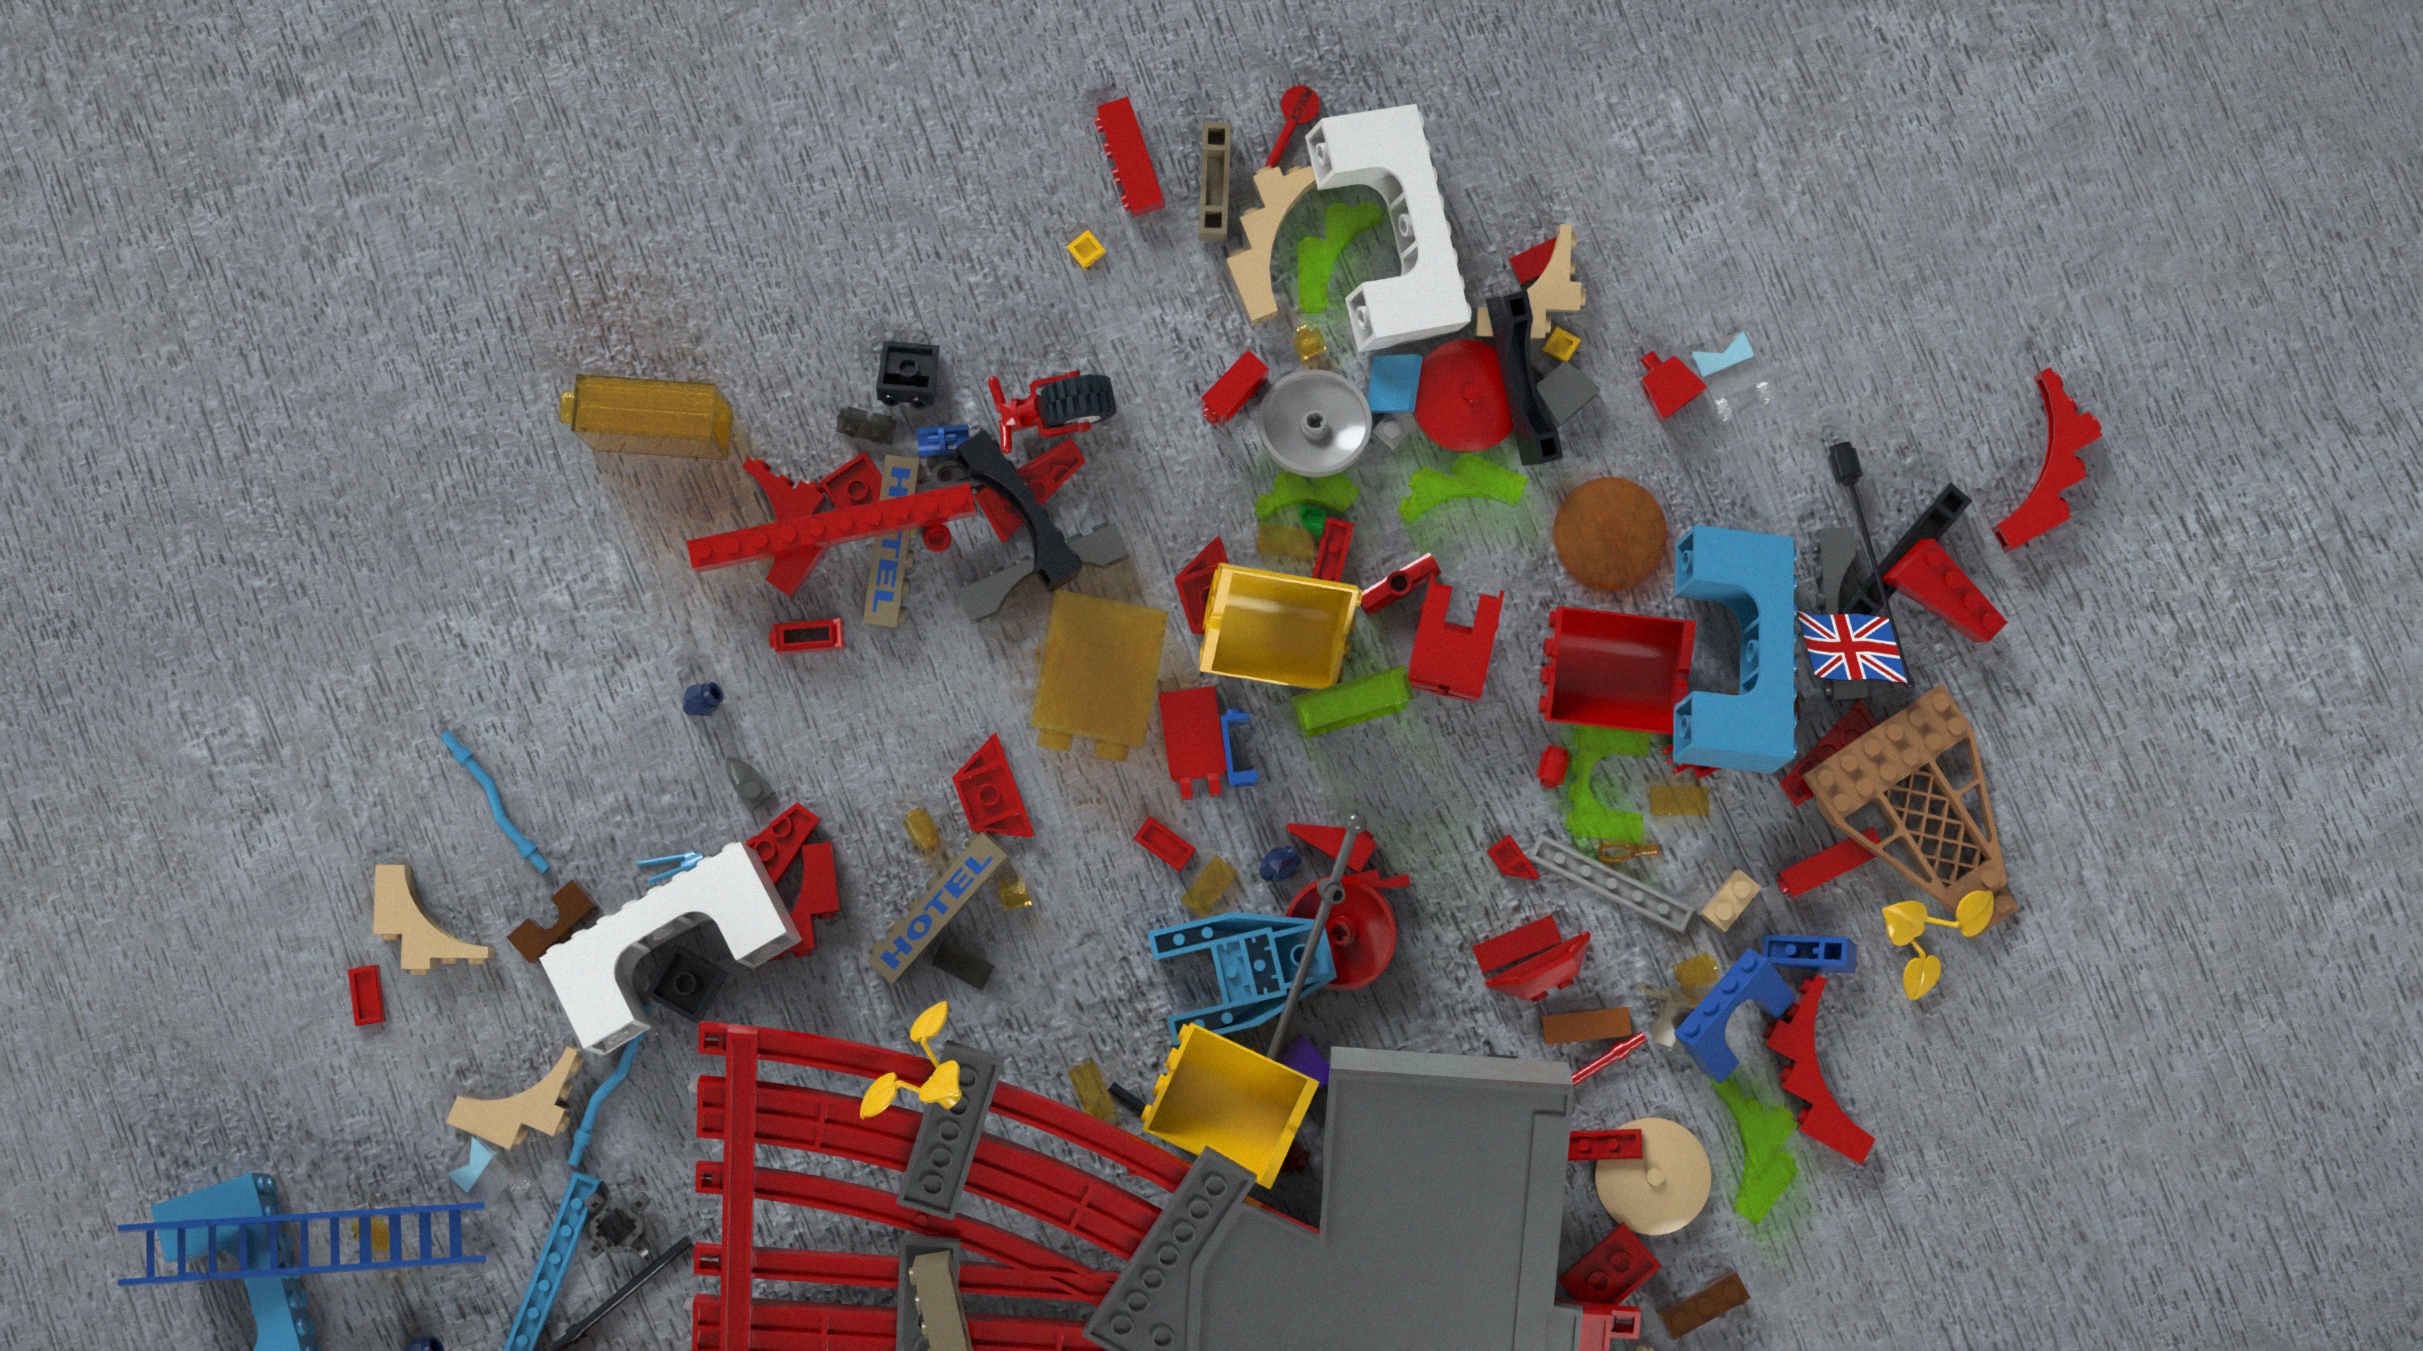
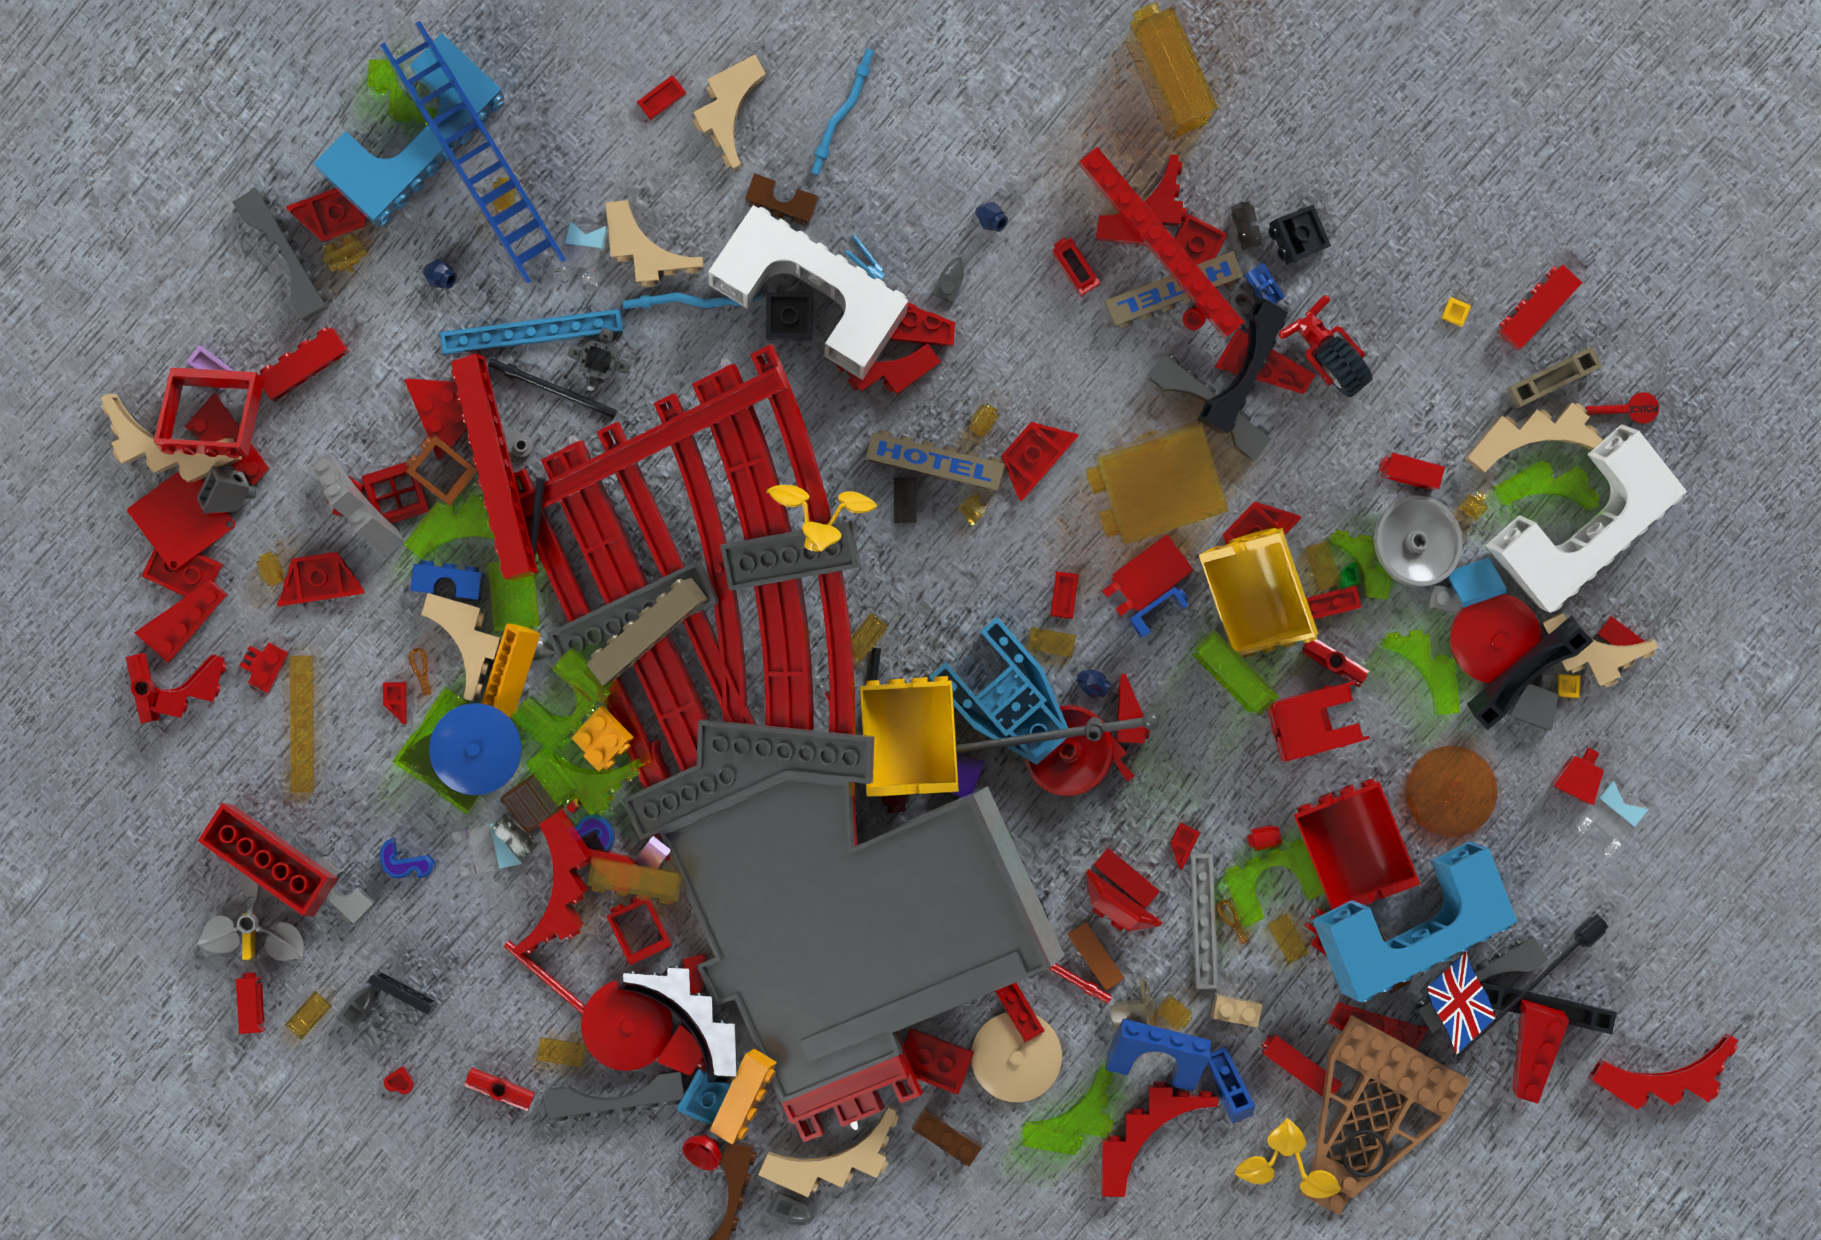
camera: 55 degrees right, 5 degrees up
(168, 1300) = (383, 79): none -> clear neon green arch
(1982, 864) = (1377, 1169): none -> black tyre

